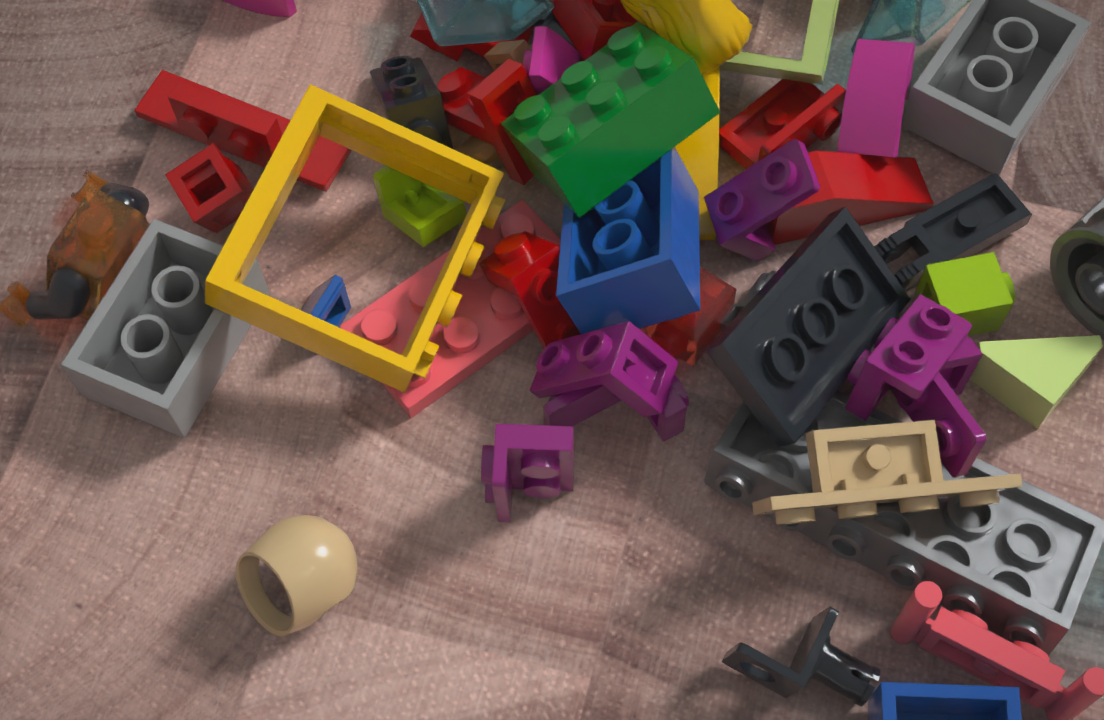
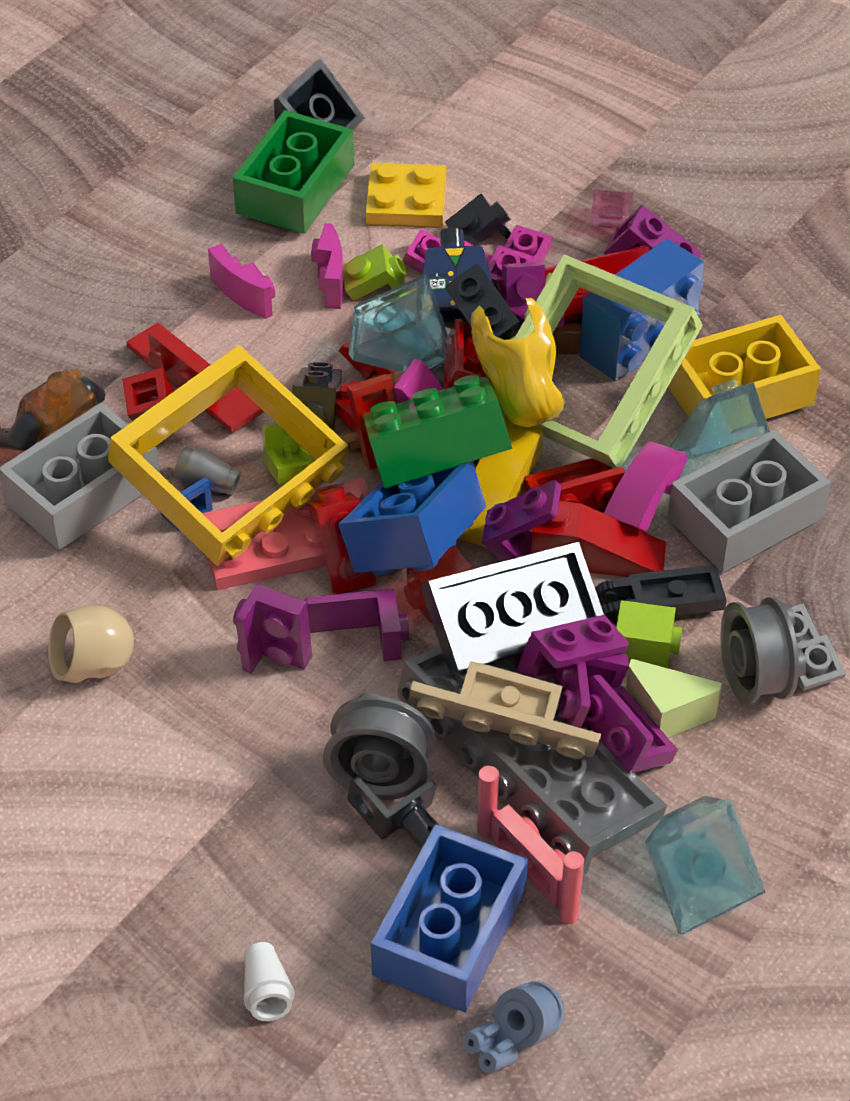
camera: 20 degrees right, 15 degrees down
(317, 258) = (198, 463): none -> flat silver cone
(611, 356) = (365, 582): magenta bracket -> none
(745, 586) = (381, 744): none -> flat silver wheel
(1018, 437) = (626, 728): none -> magenta bracket

